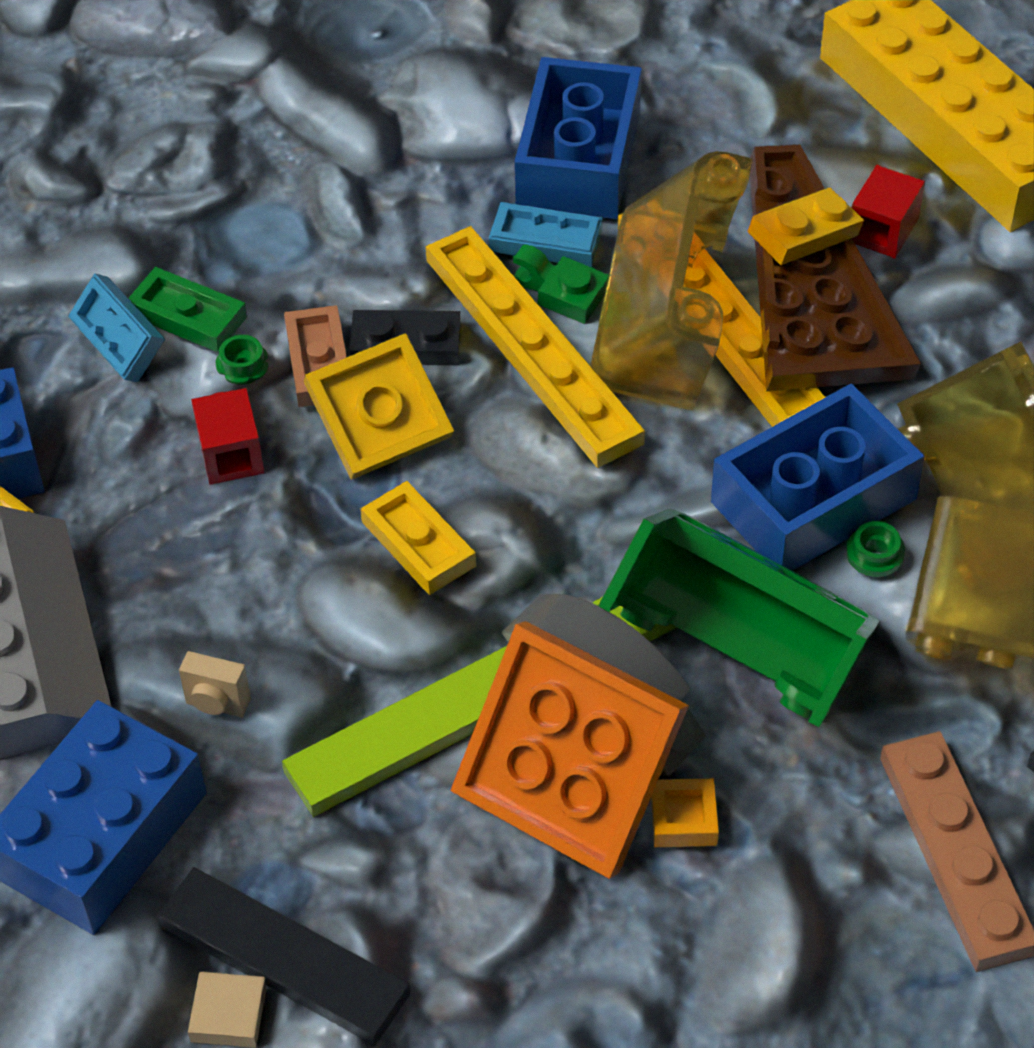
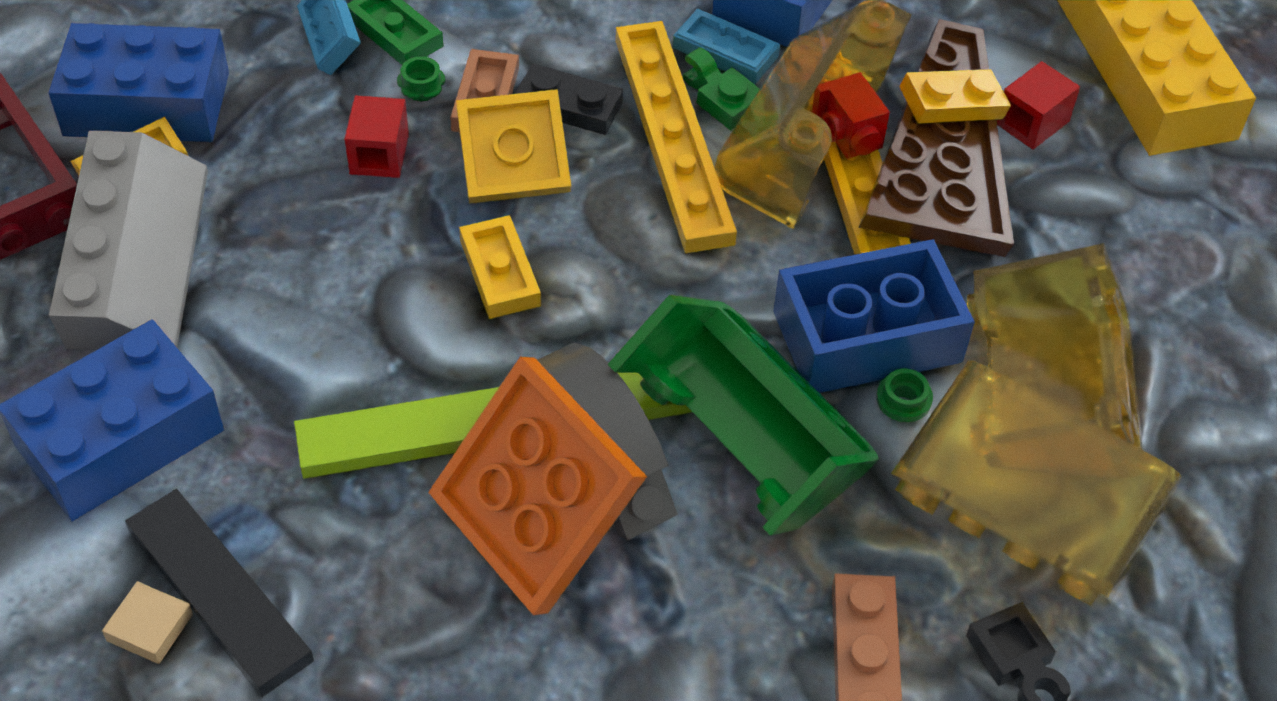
camera: 15 degrees right, 0 degrees up
(214, 684) = (267, 339): tan plate -> none
(684, 813) = (625, 577): light orange plate -> none
(722, 272) = (853, 114): none -> red brick

